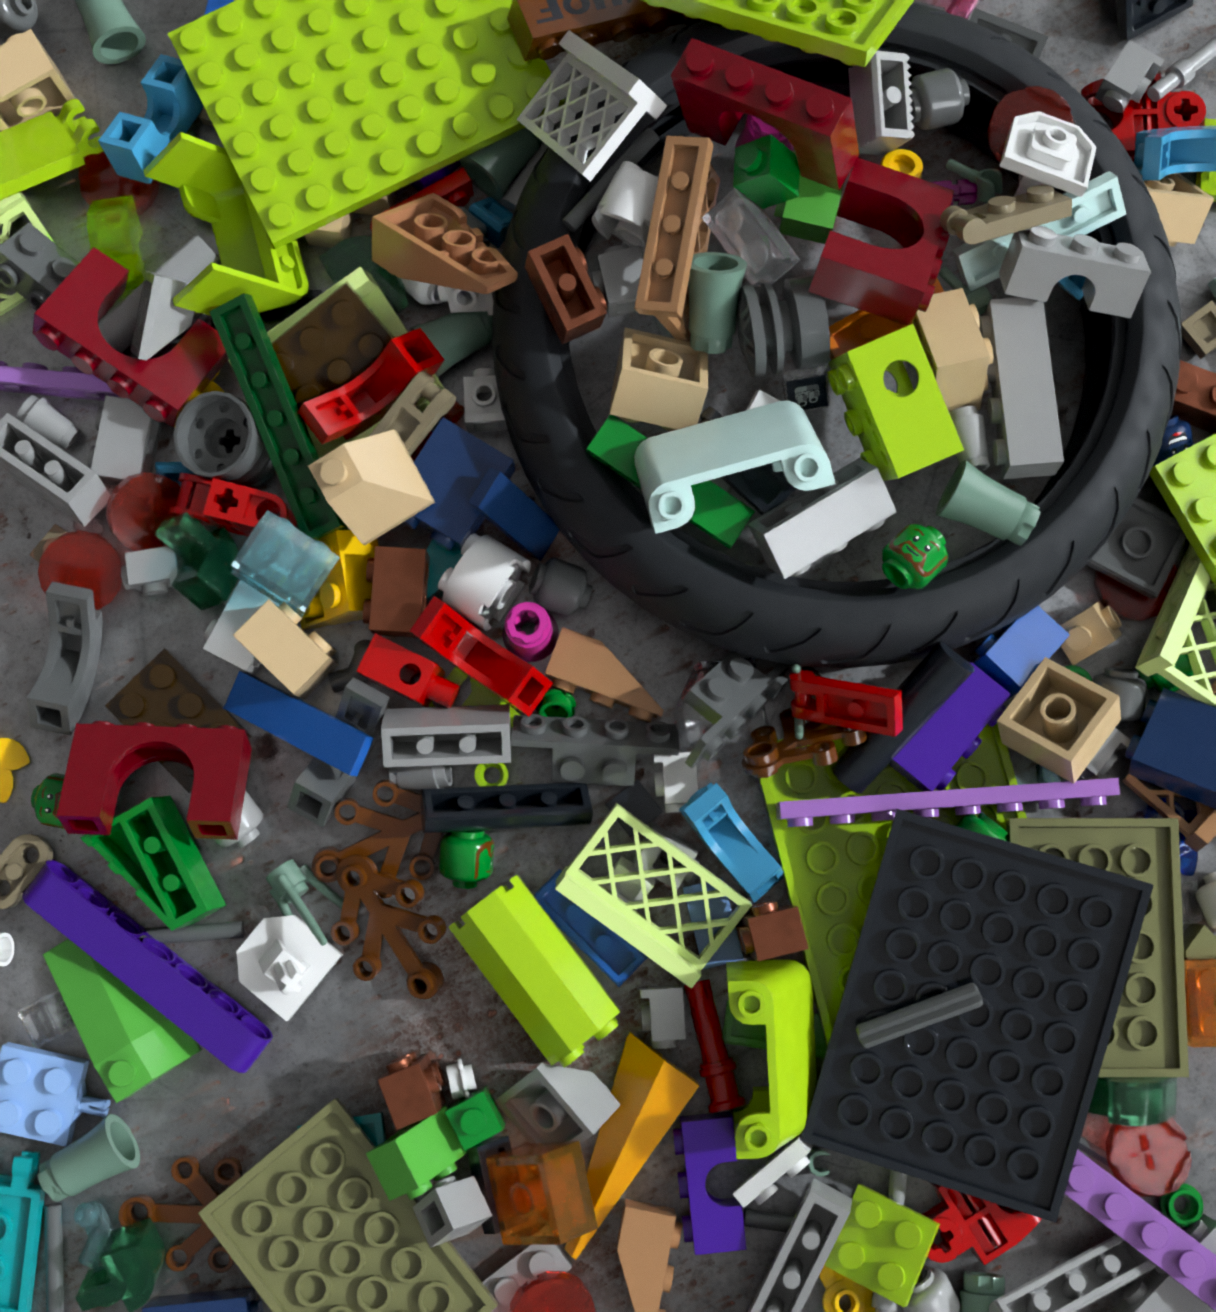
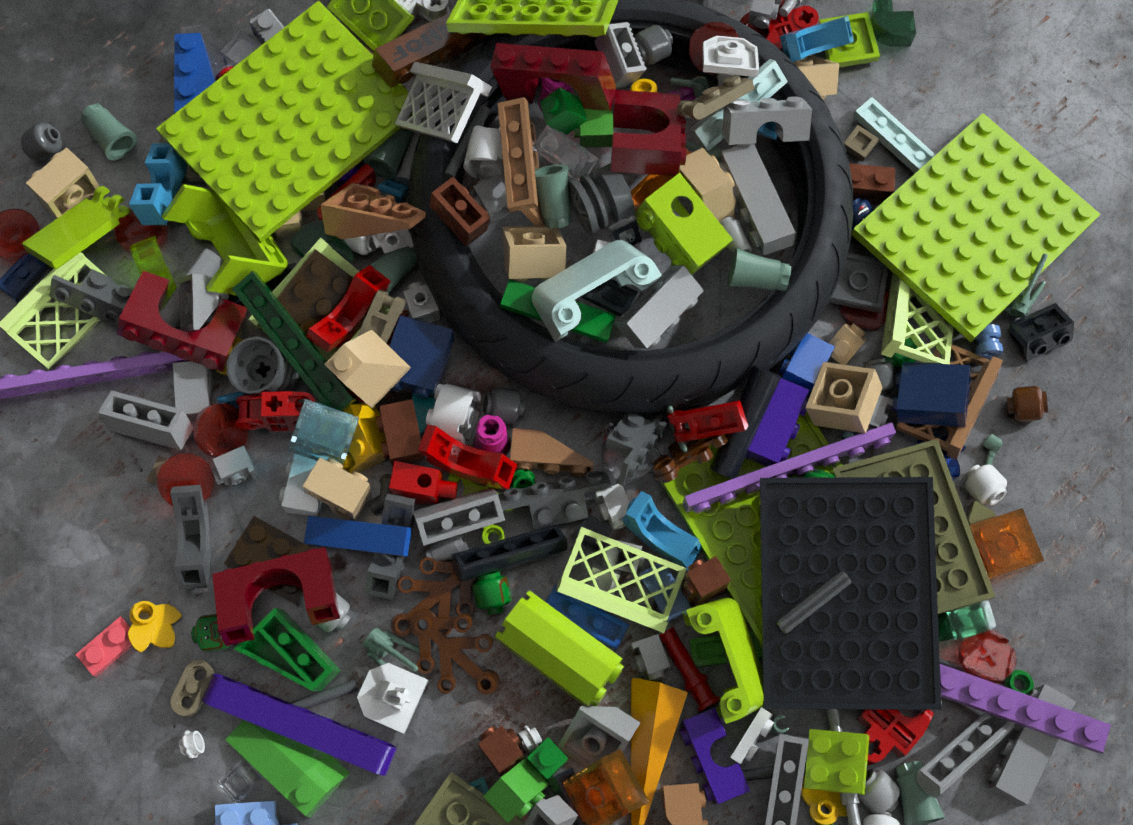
camera: 20 degrees left, 10 degrees down
(48, 421) = (137, 389): light grey cone -> none
(208, 560) = (268, 447): clear green brick -> none
(514, 513) = (462, 364): dark blue tile -> none
(914, 556) = (722, 314): green head -> none

